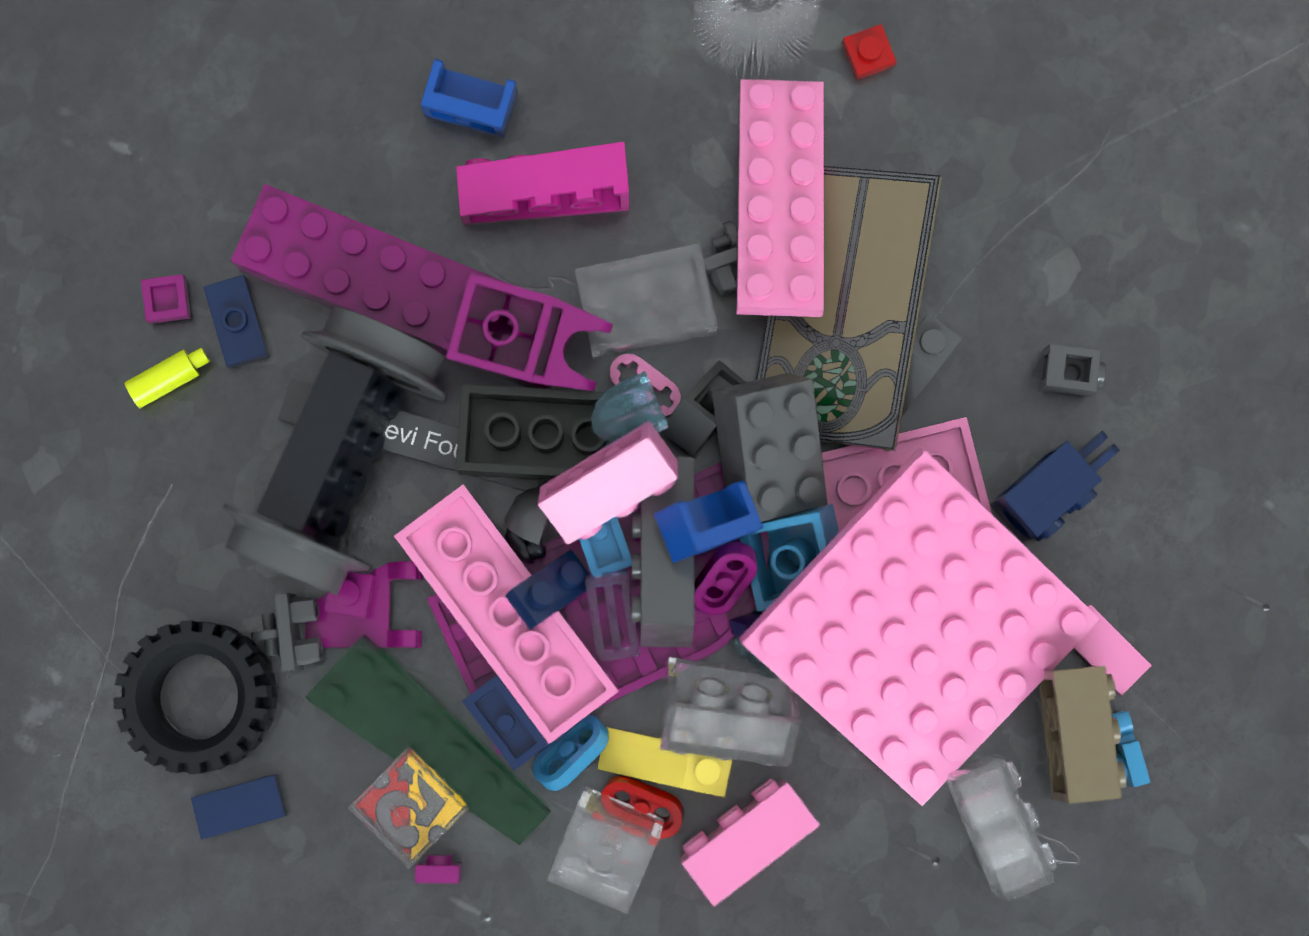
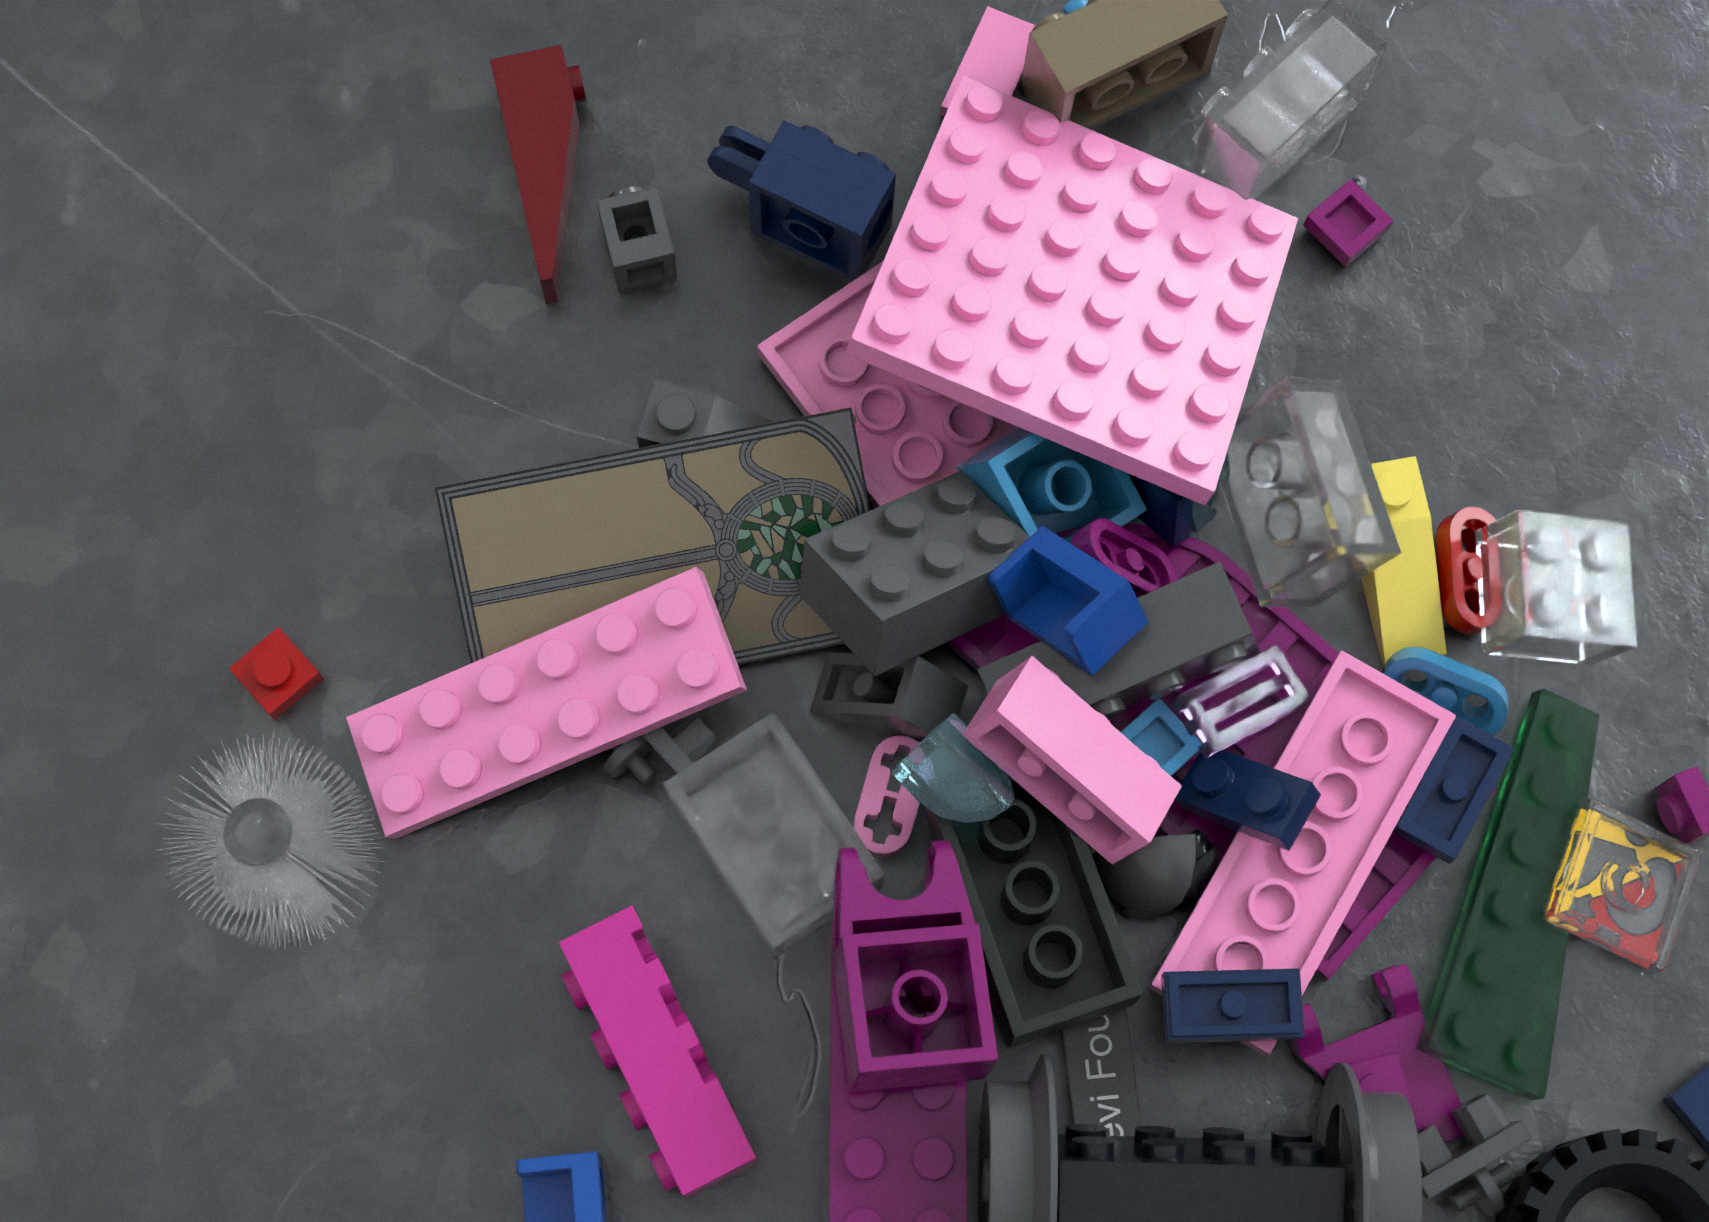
camera: 110 degrees left, 10 degrees down
(428, 521) = (1232, 1005): none -> dark blue plate
(747, 840) = (1457, 407): bright pink brick -> none
(906, 837) = (1348, 223): none -> magenta plate
(1164, 336) = (542, 132): none -> dark red slope

